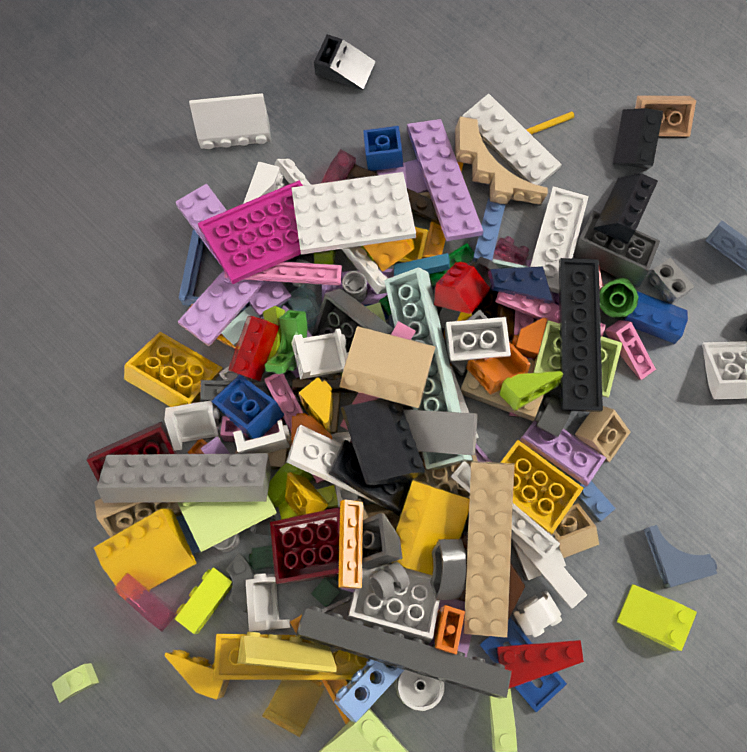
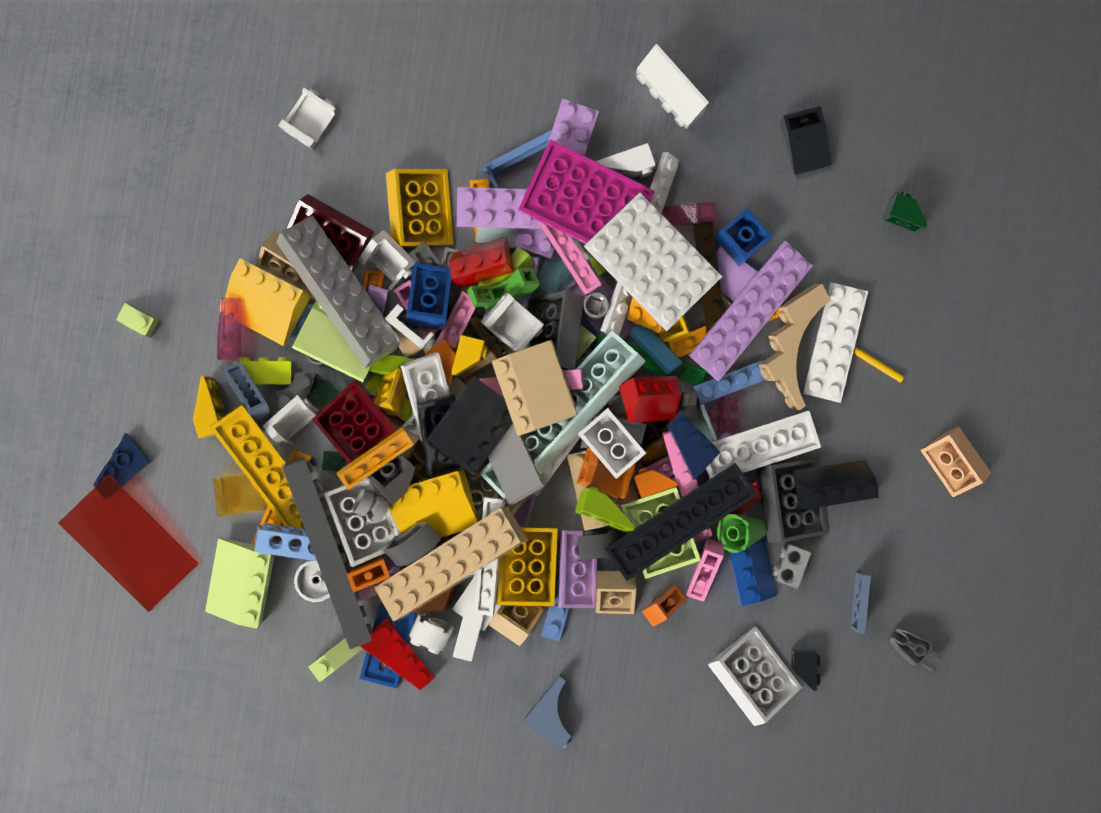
camera: 50 degrees right, 15 degrees up
(32, 409) = (309, 118): none -> white panel
(210, 623) = (248, 393): none -> sand blue arch
(284, 653) = (262, 466): light yellow slope -> none
(449, 31) = (905, 213): none -> dark green slope
(638, 137) = (911, 453): black slope -> none
(640, 401) = (664, 605): none -> orange slope
(657, 617) = (494, 724): neon yellow slope -> none

